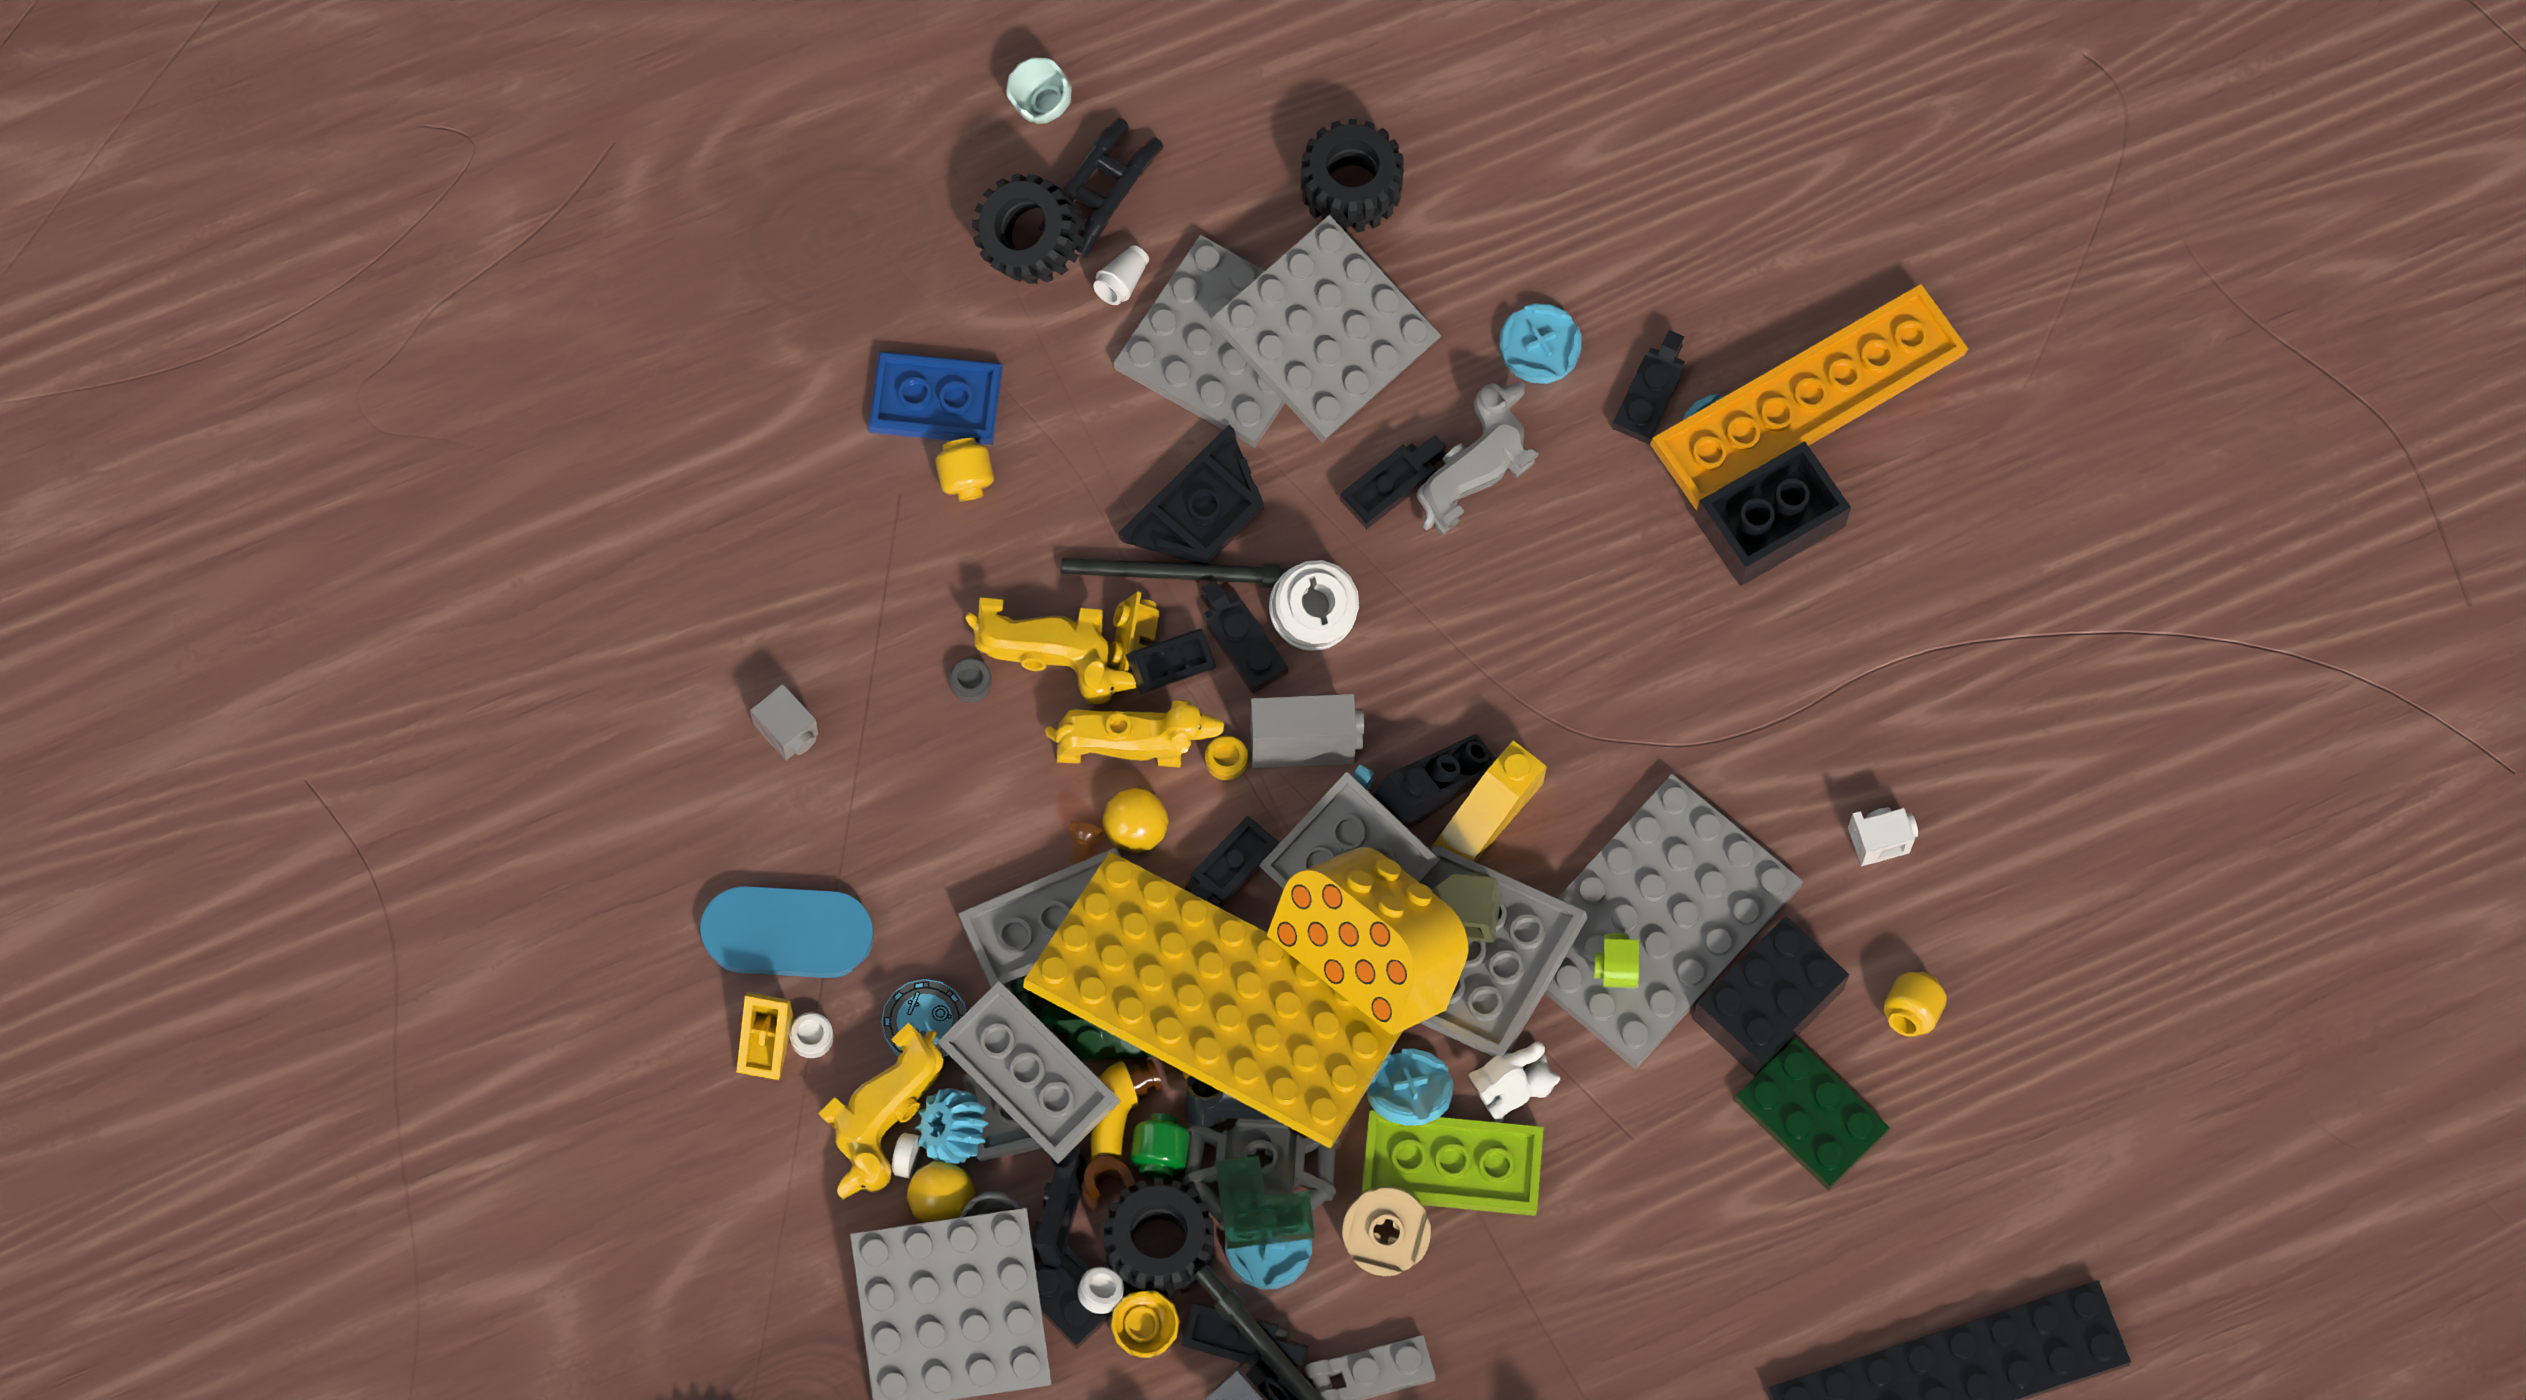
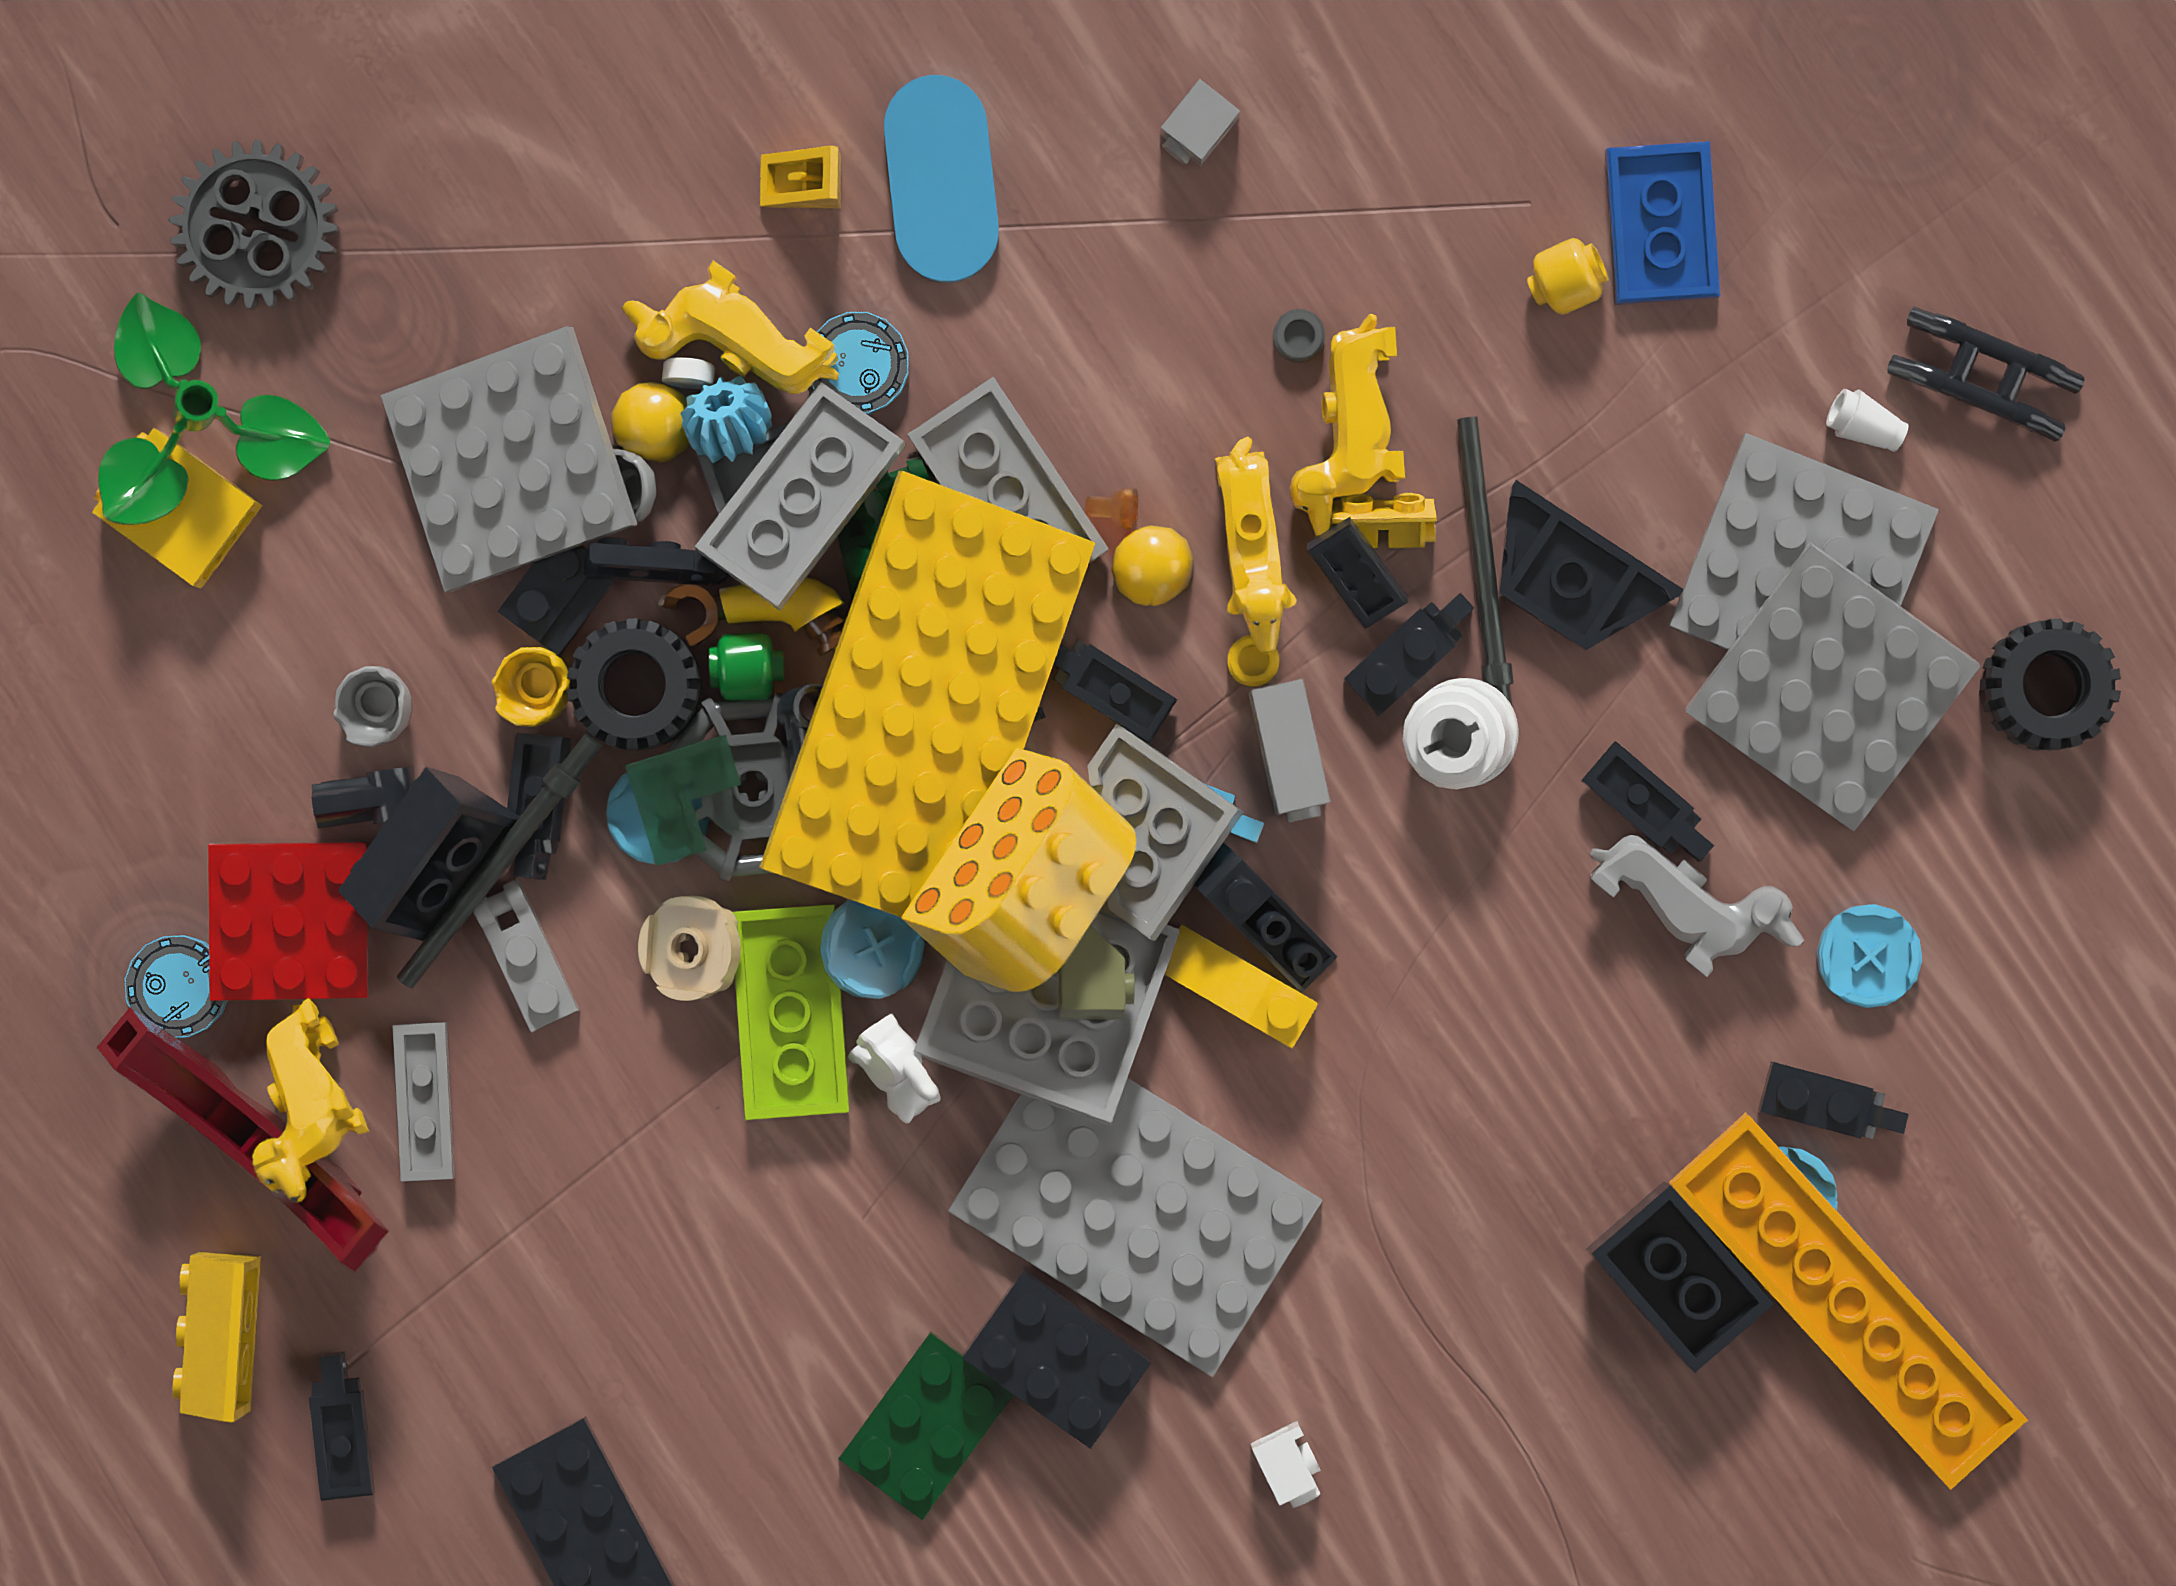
camera: 80 degrees right, 20 degrees up
(811, 1035) = (820, 233): white tile -> none
(1003, 210) = (1885, 257): black tyre -> none
(1039, 90) = (2099, 272): light aqua hair -> none
(1100, 1290) = (562, 628): white tile -> none
(1618, 962) = (1059, 1171): lime plate -> none
(1914, 1003) = (1078, 1530): yellow head -> none

